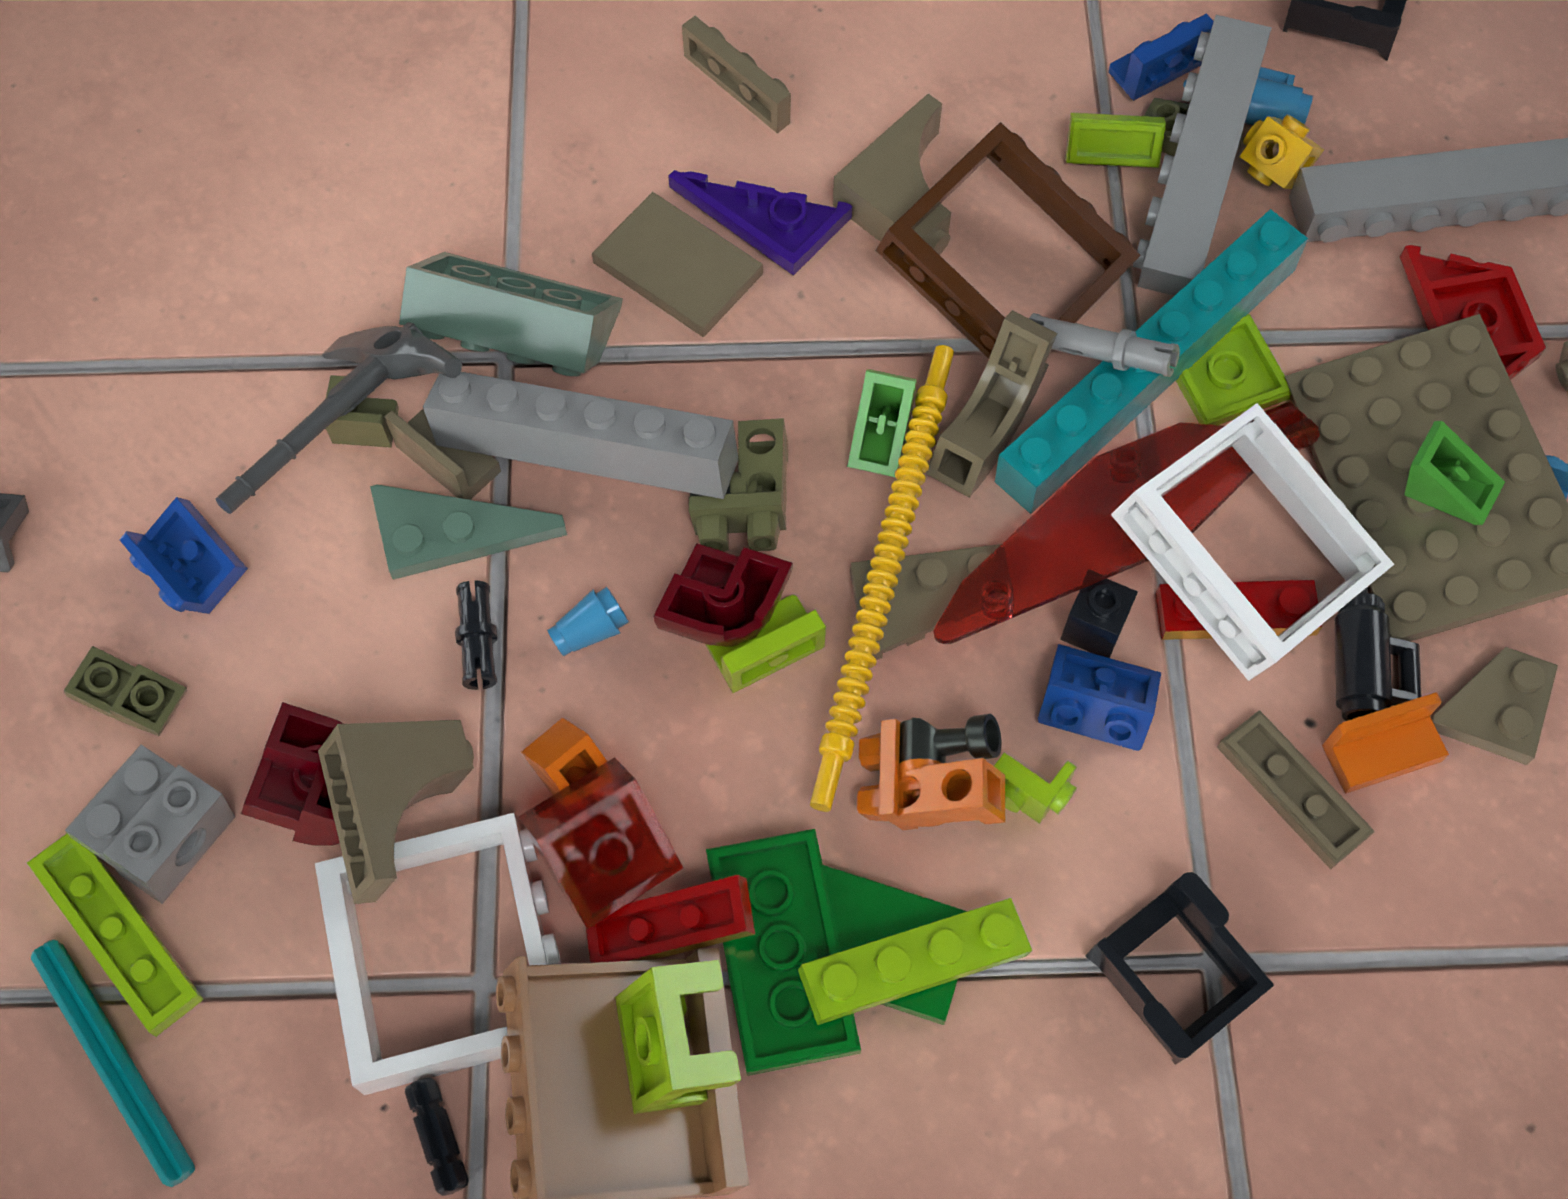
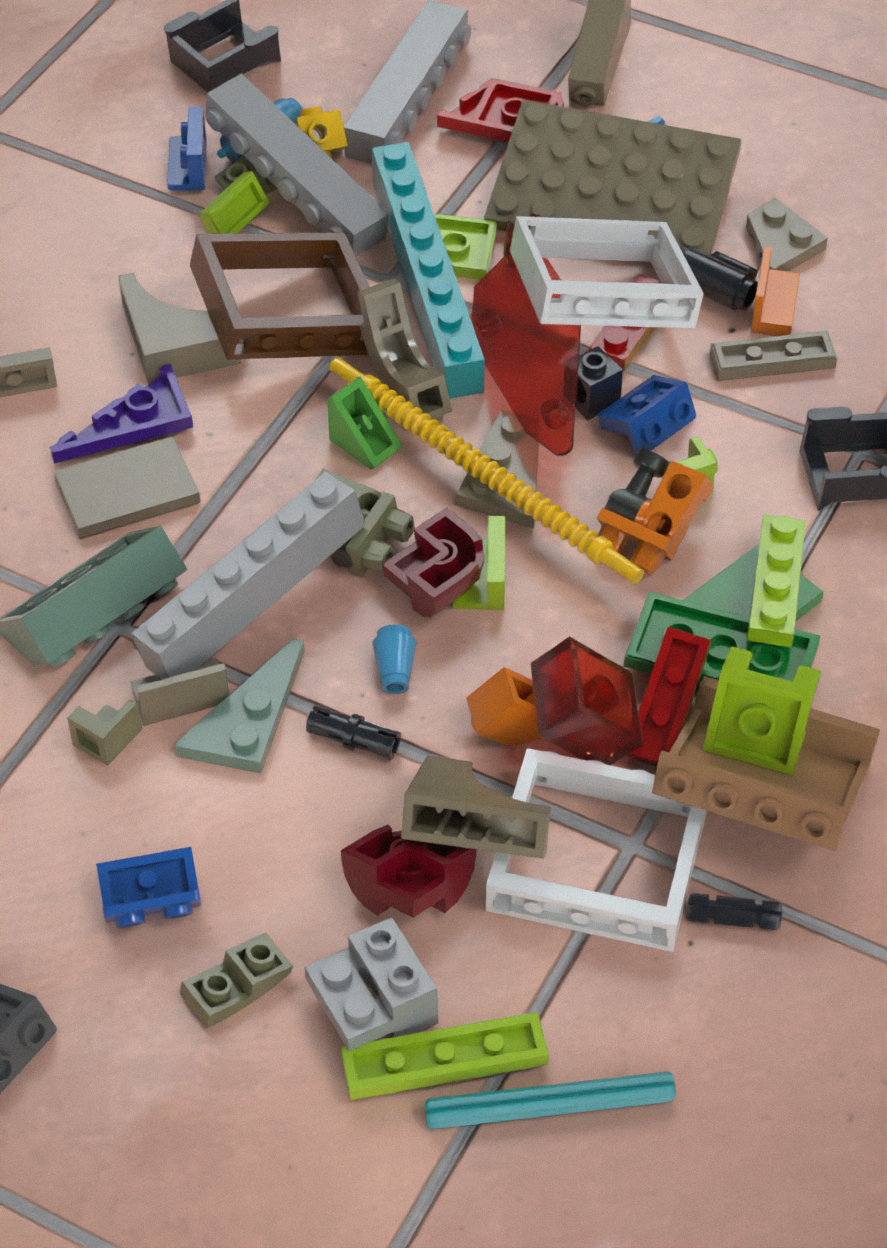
camera: 60 degrees left, 15 degrees down
(381, 355) = (81, 674): dark grey piece -> none
(1120, 348) = (425, 258): light grey pin -> none
(1452, 477) = (627, 165): bright green slope -> none

